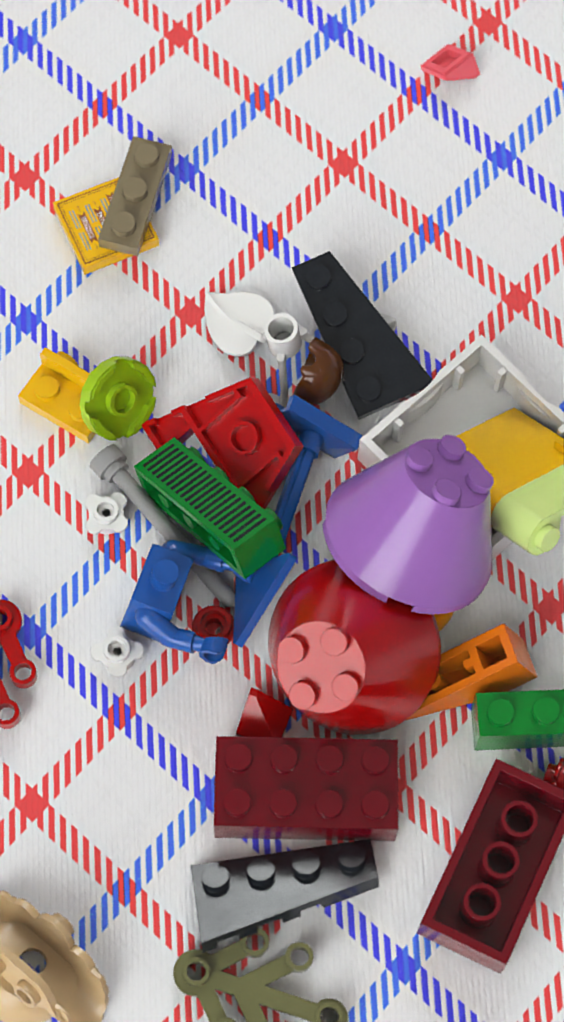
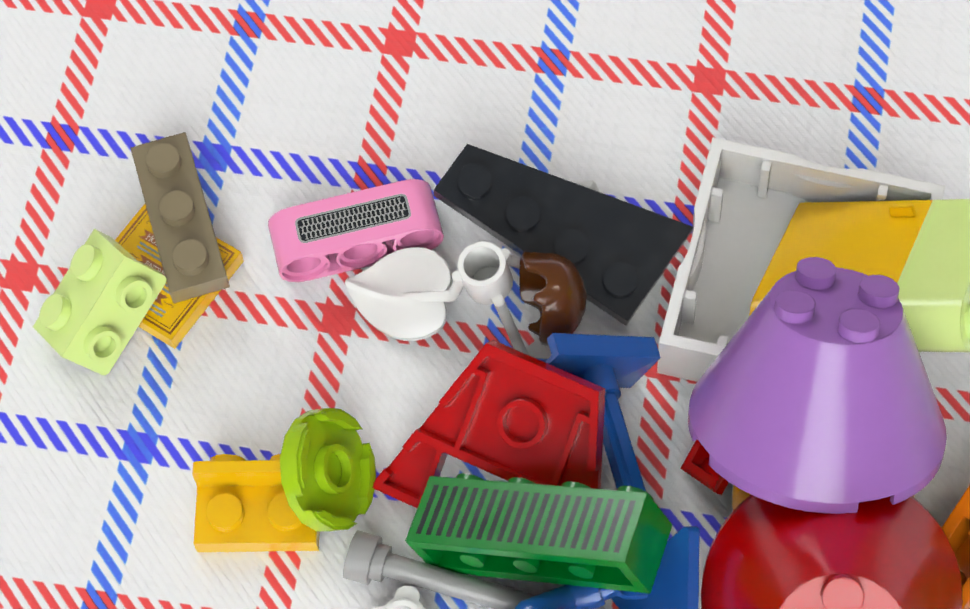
camera: 25 degrees left, 5 degrees down
(53, 221) = (98, 304): none -> yellowish green bracket
(233, 264) = (353, 229): none -> bright pink beam

